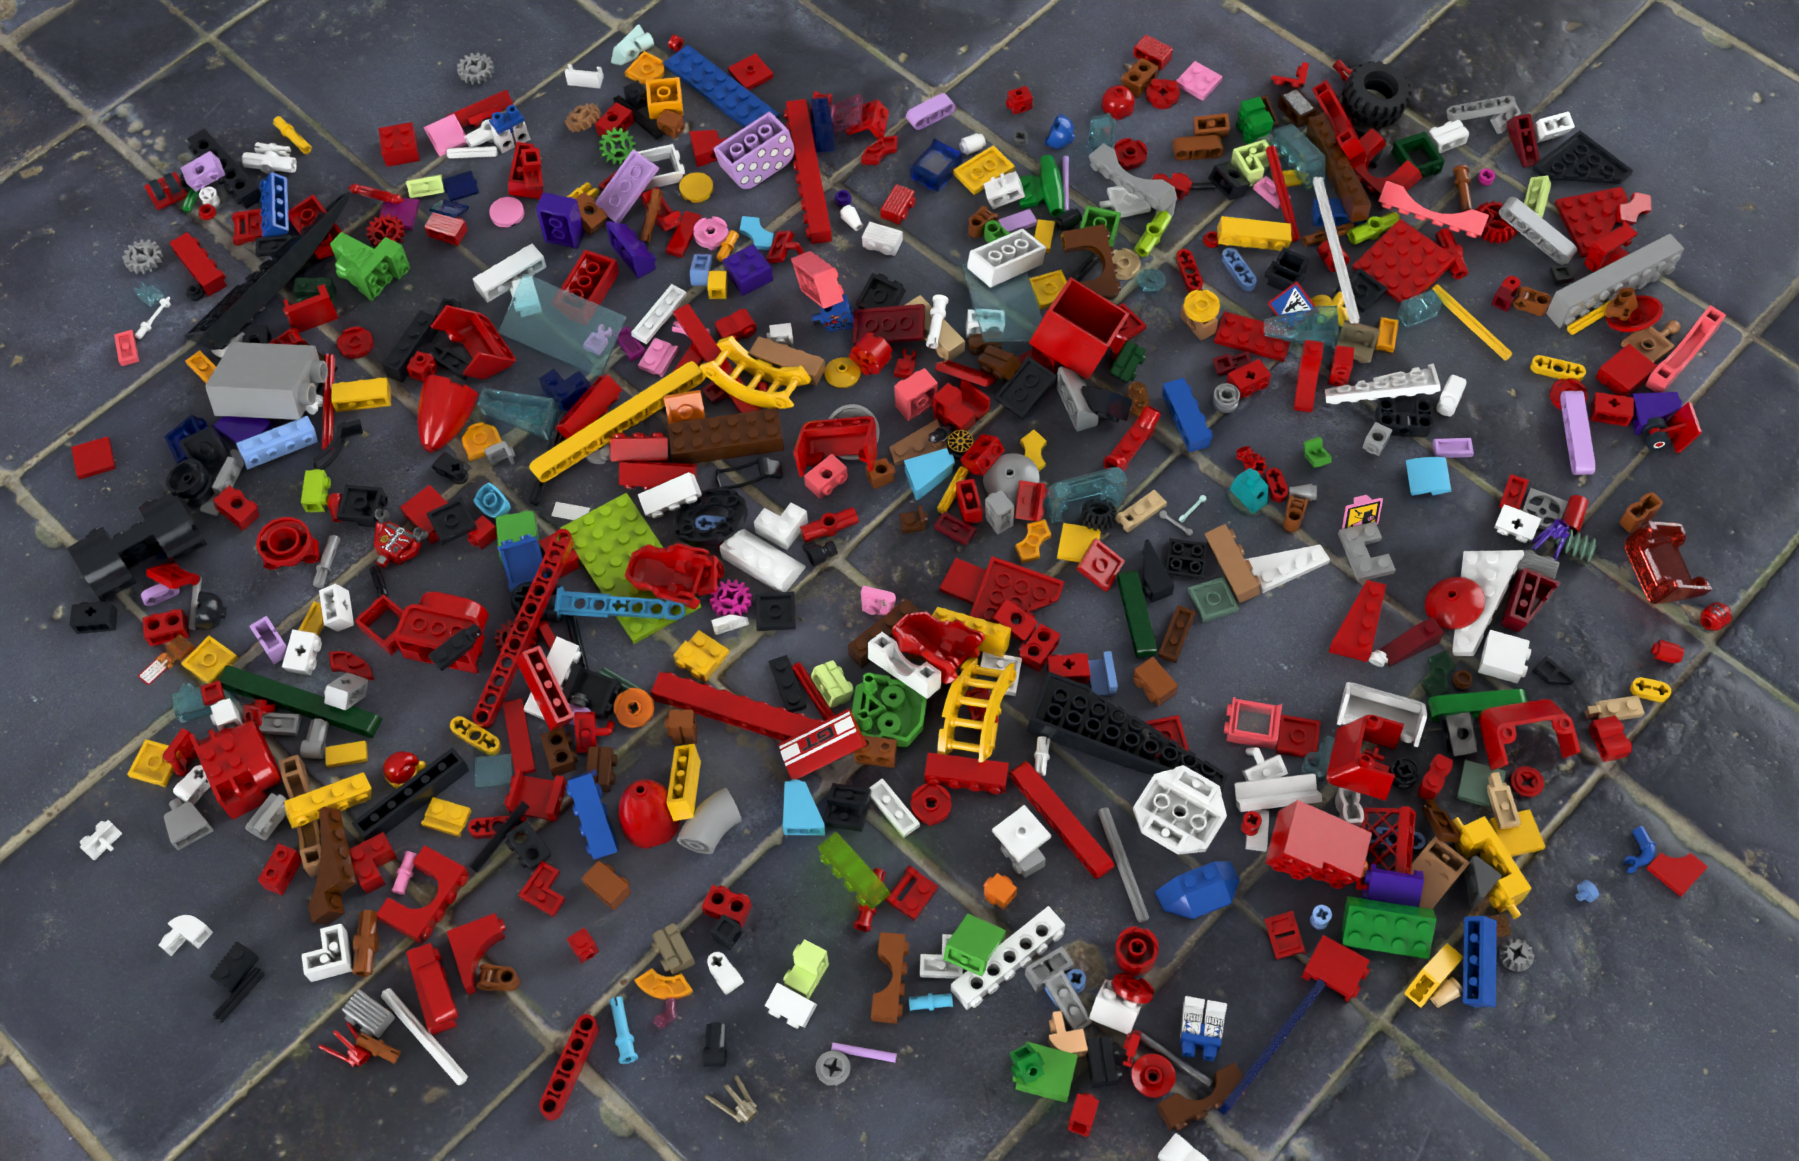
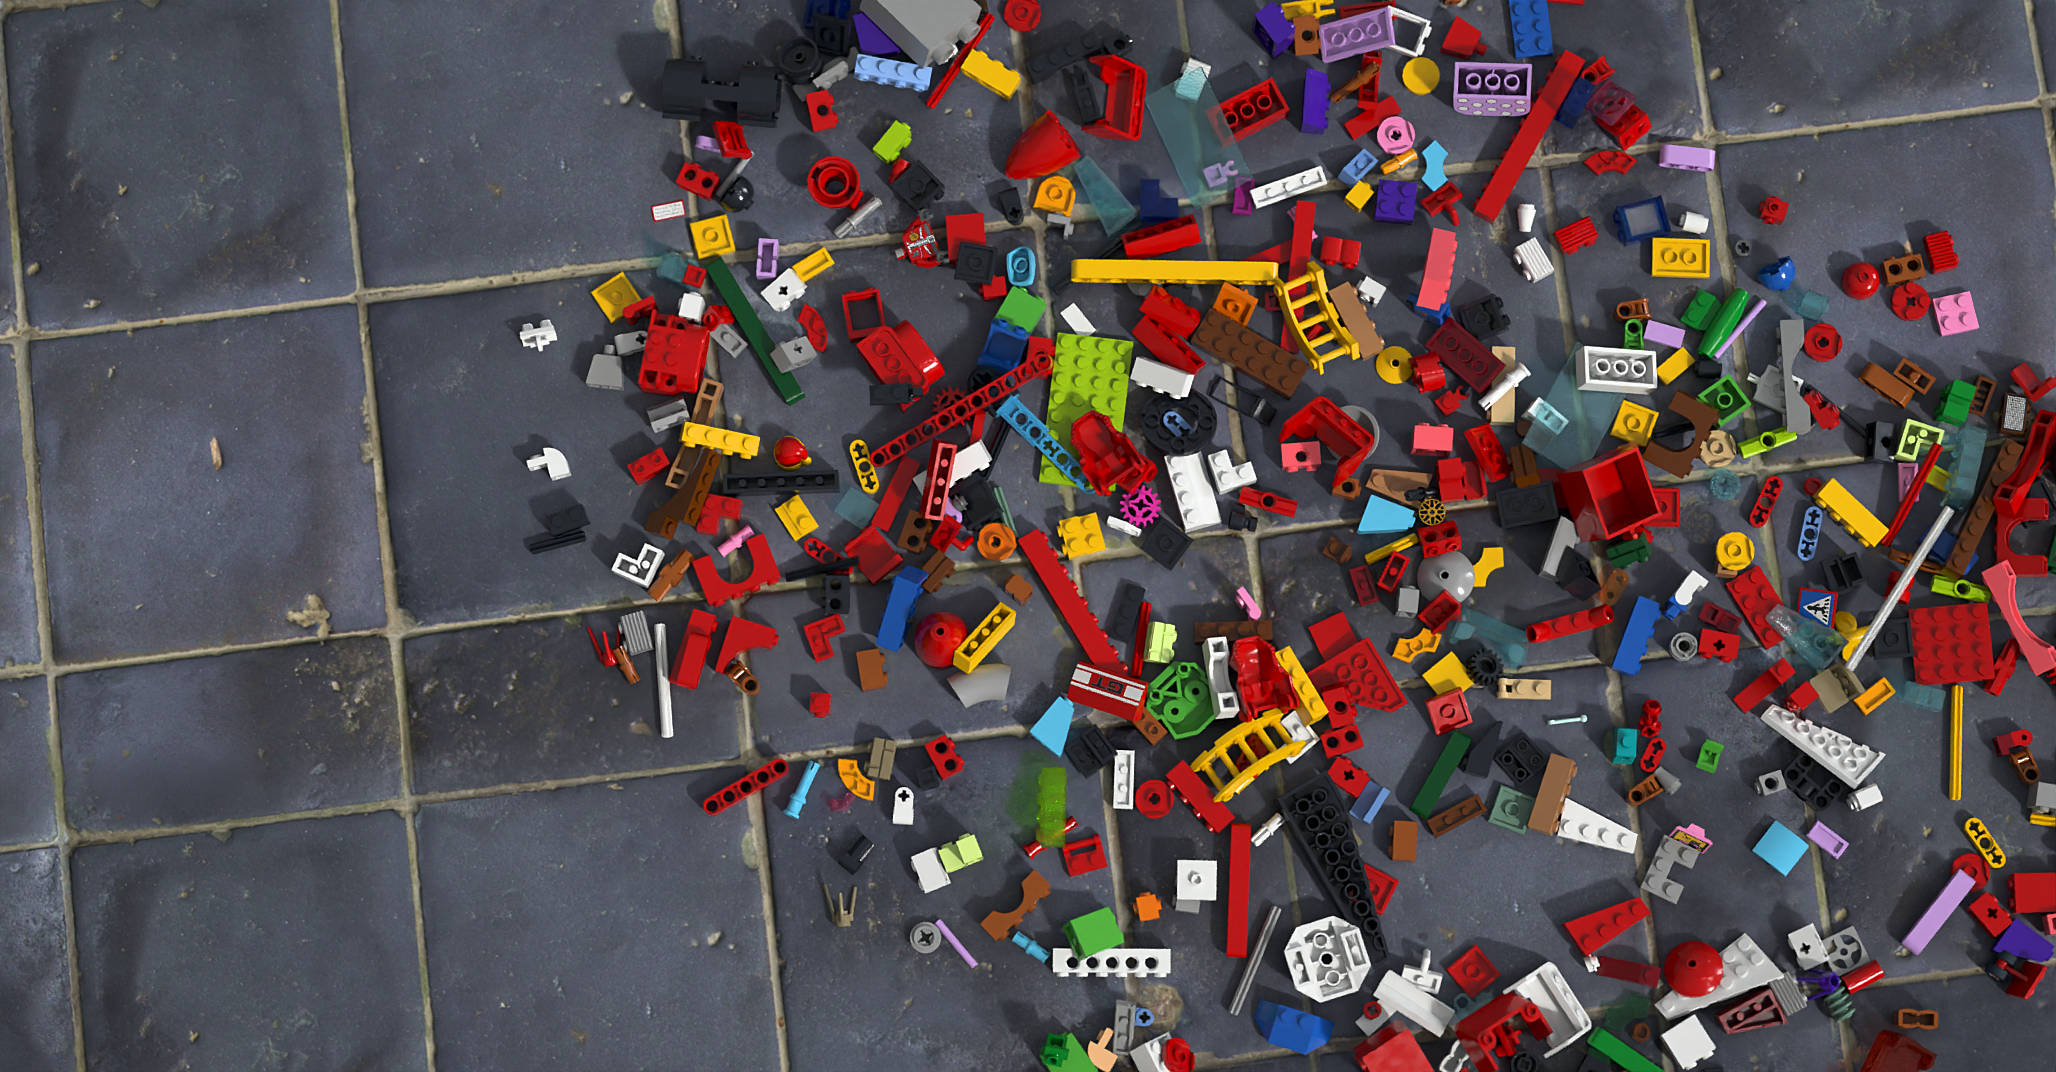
camera: 40 degrees right, 20 degrees up
(93, 617) = (656, 136): black brick -> none
(177, 649) = (695, 209): clear orange plate -> none
(315, 743) = (741, 379): light grey piece -> none
(336, 607) = (836, 270): white brick -> none
(344, 431) = (952, 100): black piece -> none
(346, 754) = (760, 404): yellow tile -> none
(378, 581) = (885, 269): black axle -> none
(421, 366) = (1053, 91): red brick -> none
(499, 277) = (1196, 43): white brick -> none
(658, 357) = (1256, 228): bright pink plate -> none
(842, 198) = (1535, 190): dark purple plate -> none
(935, 967) = (1054, 921): white plate -> none
(1004, 189) = (1677, 296): white brick -> none
(1045, 965) = (1133, 993): light grey brick -> none
(1139, 940) = (1213, 1026): red brick -> none
(1163, 514) = (1540, 706): light grey hinge -> none
(1193, 361) = (1683, 595): none -> white hips
(1253, 723) = (1447, 934): coral window -> none
(1514, 492) = (1833, 919): red plate -> none

